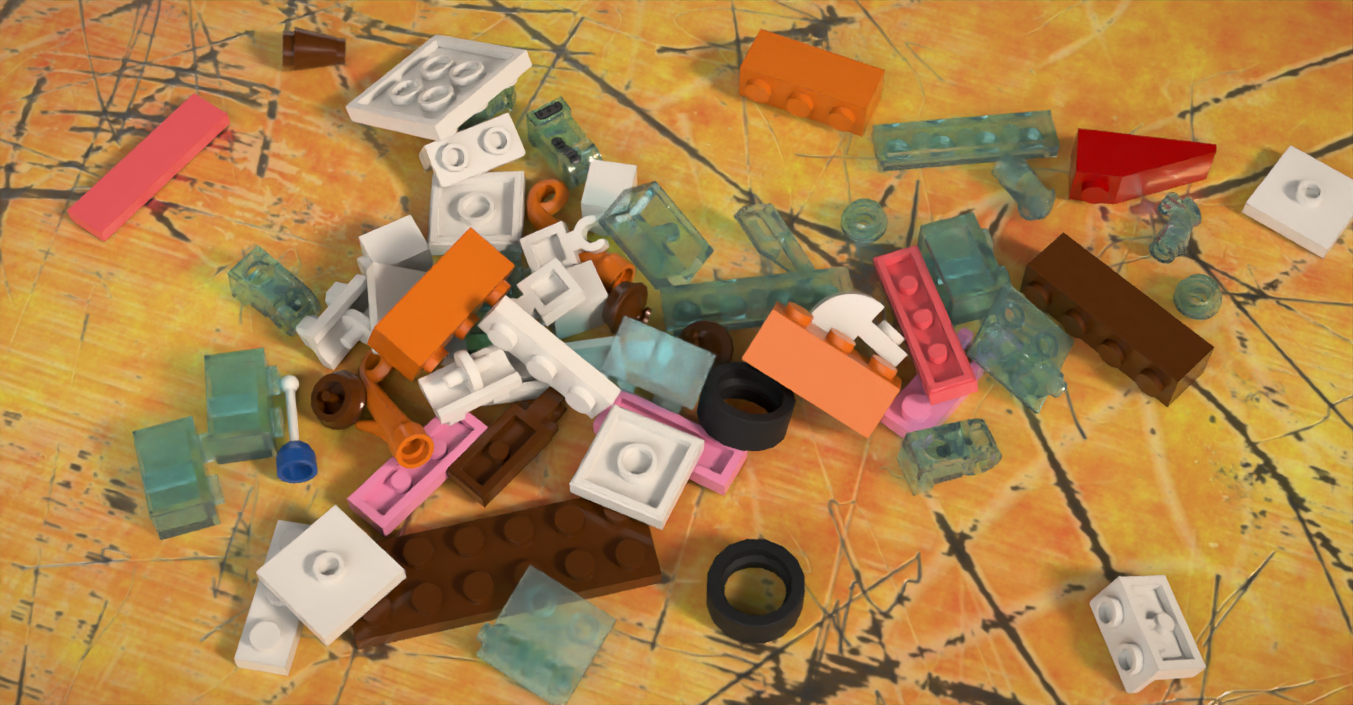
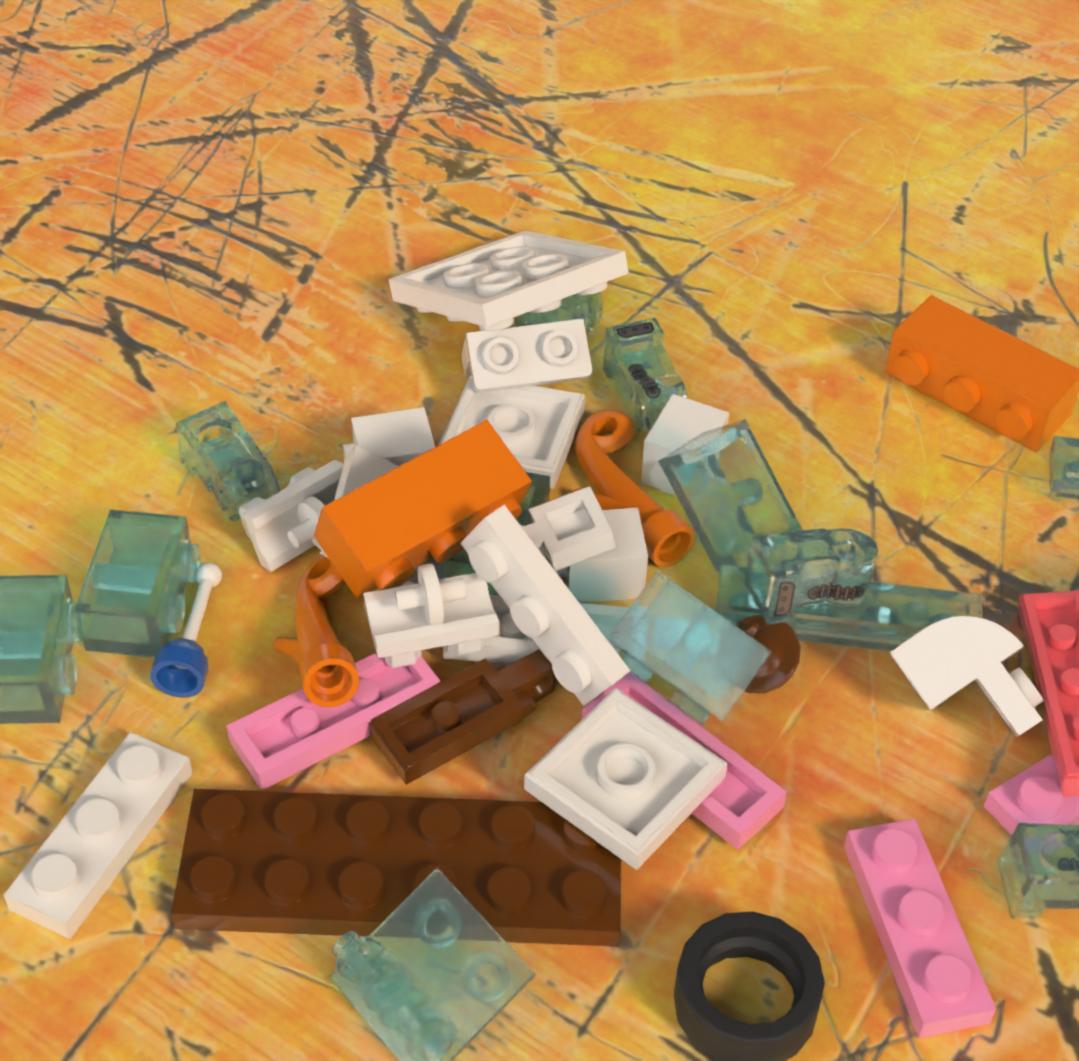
camera: 15 degrees right, 10 degrees down
(148, 167) = (135, 301): coral tile -> none
(311, 49) = (372, 217): reddish brown cone -> none
(331, 575) = (167, 816): white plate -> none
(338, 399) = (261, 605): reddish brown hat -> none
(560, 243) = (609, 481): white plate -> none
(626, 300) = (676, 562): reddish brown hat -> none
(724, 281) = (809, 570): none -> clear light blue leg
(740, 428) = (784, 761): black tyre -> none
(772, 237) = (885, 521): clear light blue tile -> none
(823, 367) = (919, 707): orange brick -> none
(854, 518) = (918, 929): none -> bright pink plate
(864, 211) = (1017, 547): clear light blue plate -> none

